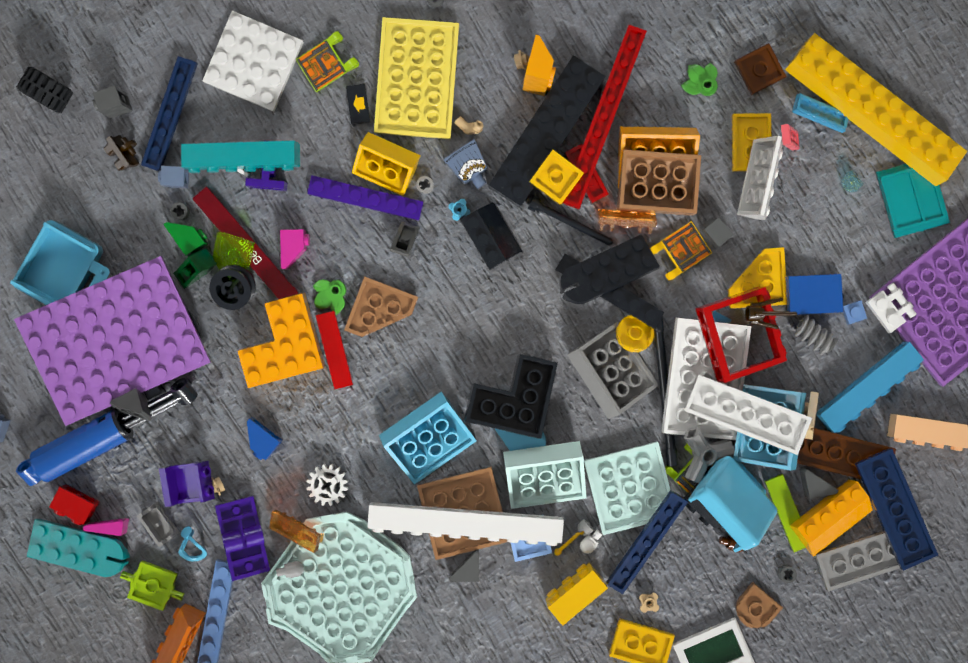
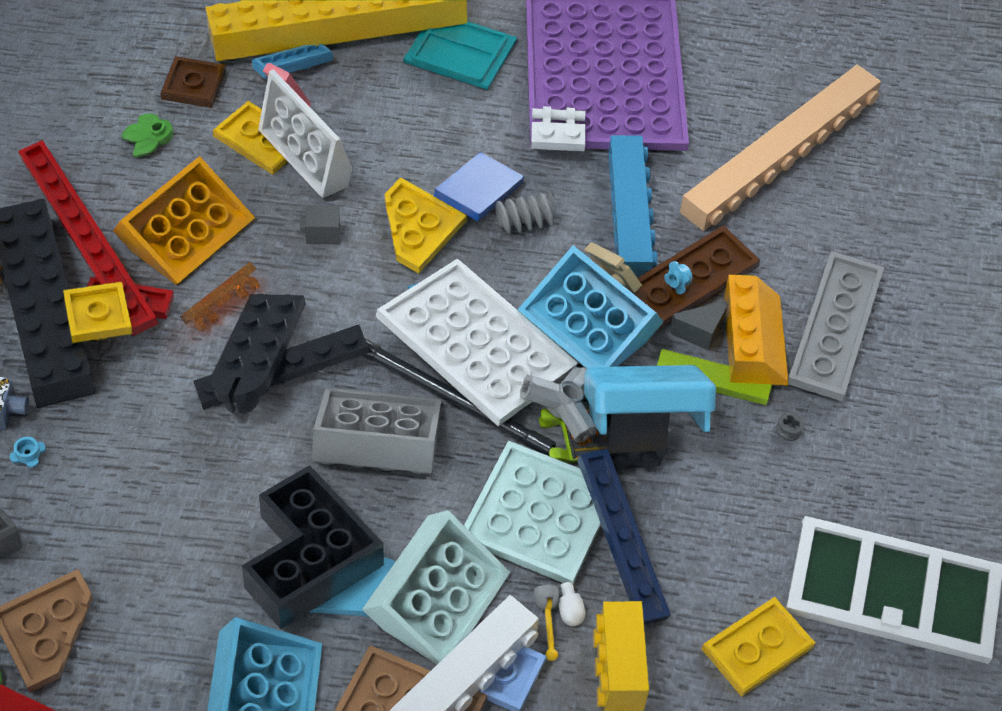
camera: 55 degrees left, 35 degrees down
(490, 235) = (90, 444): black slope -> none
(537, 205) = (109, 369): black piece -> none
(634, 334) = (356, 377): yellow tile -> none
(644, 598) = (706, 603): tan plate -> none
(659, 182) = (212, 234): medium nougat slope -> none
(684, 248) = (309, 268): flag -> none
(714, 345) = (443, 294): red window -> none
(729, 542) = (704, 453): reddish brown cylinder -> none
(748, 414) = (551, 311): white plate -> none
(755, 313) = (443, 226): dark brown plant -> none
(756, 607) = (808, 486): medium nougat tile -> none
(834, 454) = (678, 277): none -> medium azure plate
(851, 182) = (391, 83): clear light blue plate -> none
(854, 312) = (535, 169): medium blue plate -> none
(896, 509) = (795, 263): dark blue plate -> none

